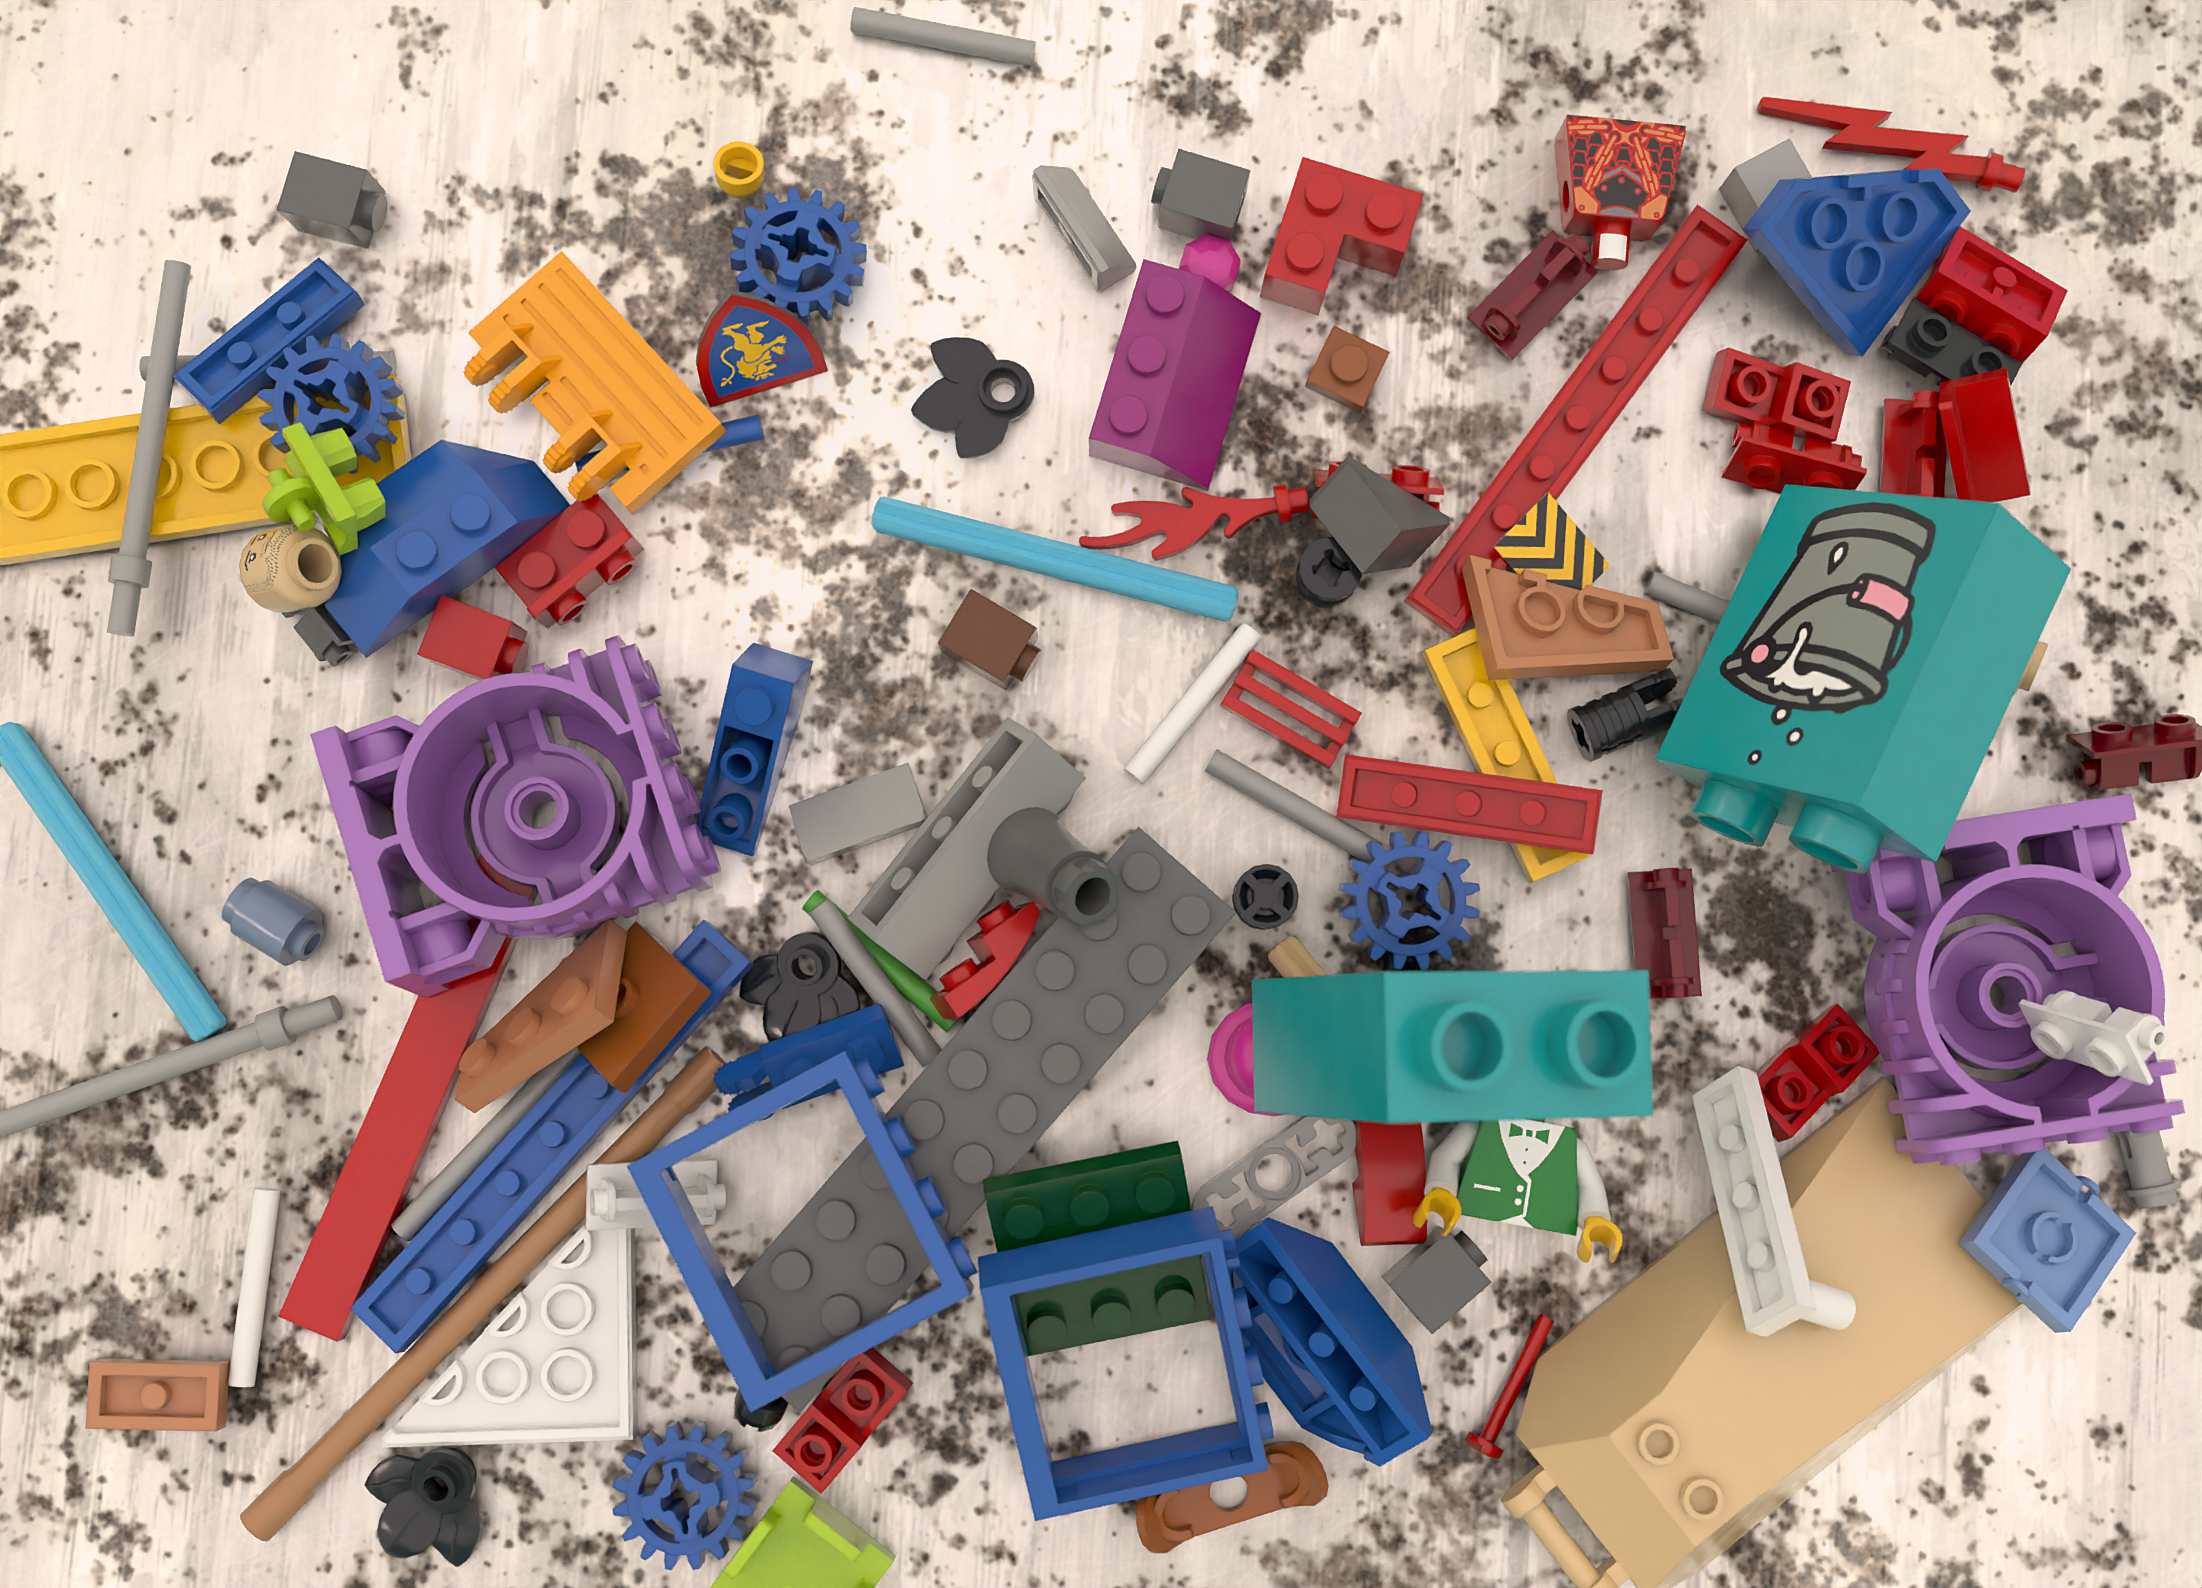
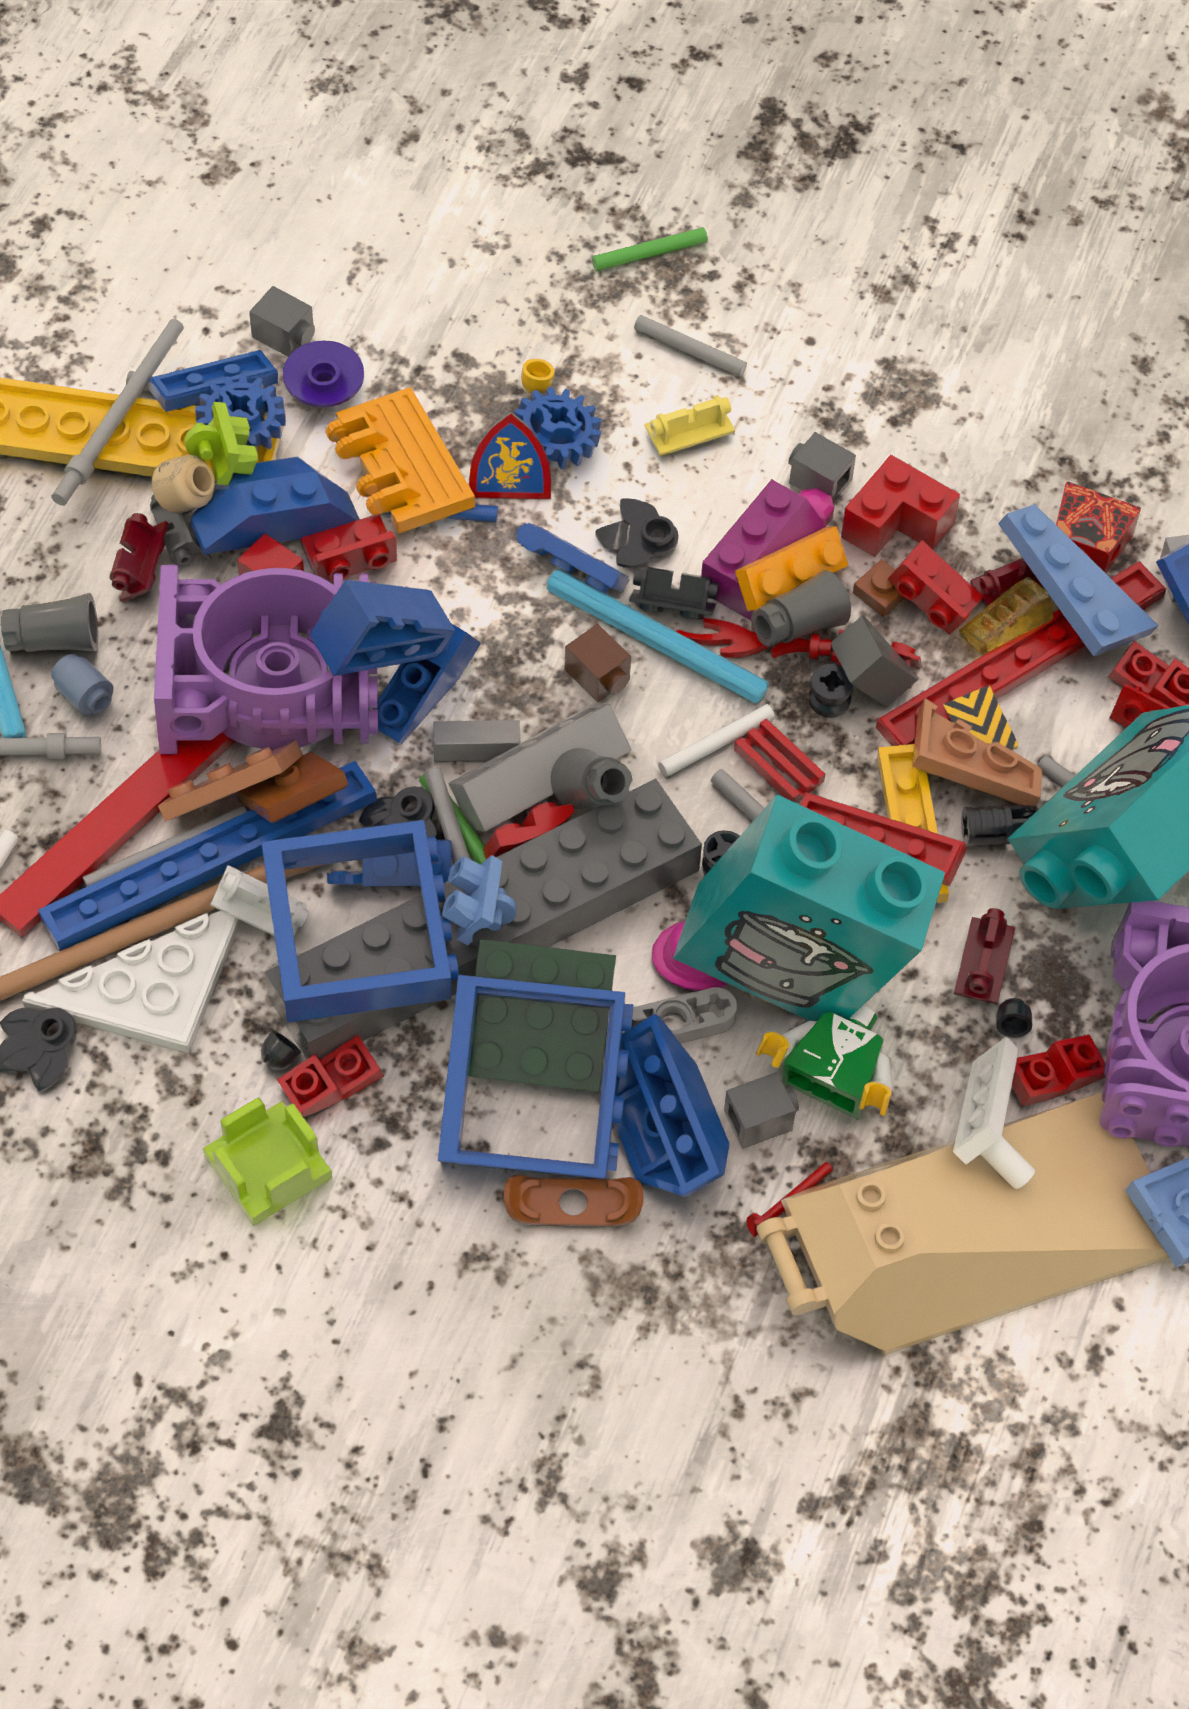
camera: 15 degrees right, 25 degrees down
(195, 842) = (52, 626): none -> dark grey plant
(278, 711) = (135, 570): none -> dark red hinge
(410, 252) = (323, 362): none -> dark purple dish
(658, 1501) = (193, 1075): blue gear -> none
(672, 757) = (380, 627): none -> blue wedge
(894, 473) = (569, 556): none -> blue hinge
(969, 1143) = (482, 902): none -> medium blue hips
(987, 183) = (691, 426): none -> light yellow hinge
(1082, 225) = (738, 462): light grey slope -> none
(1088, 489) = (689, 598): none -> black hinge
(1215, 395) = (791, 566): none -> light orange plate
(1253, 463) = (808, 608): none -> dark grey plant
(1389, 1182) = (748, 1026): red slope -> none
(1427, 354) = (935, 588): none -> red bracket
(1540, 338) = (1009, 616): none -> clear yellow slope
(1636, 296) = (1080, 589): none -> medium blue wing
(1730, 1012) = (1014, 1018): none -> black hinge

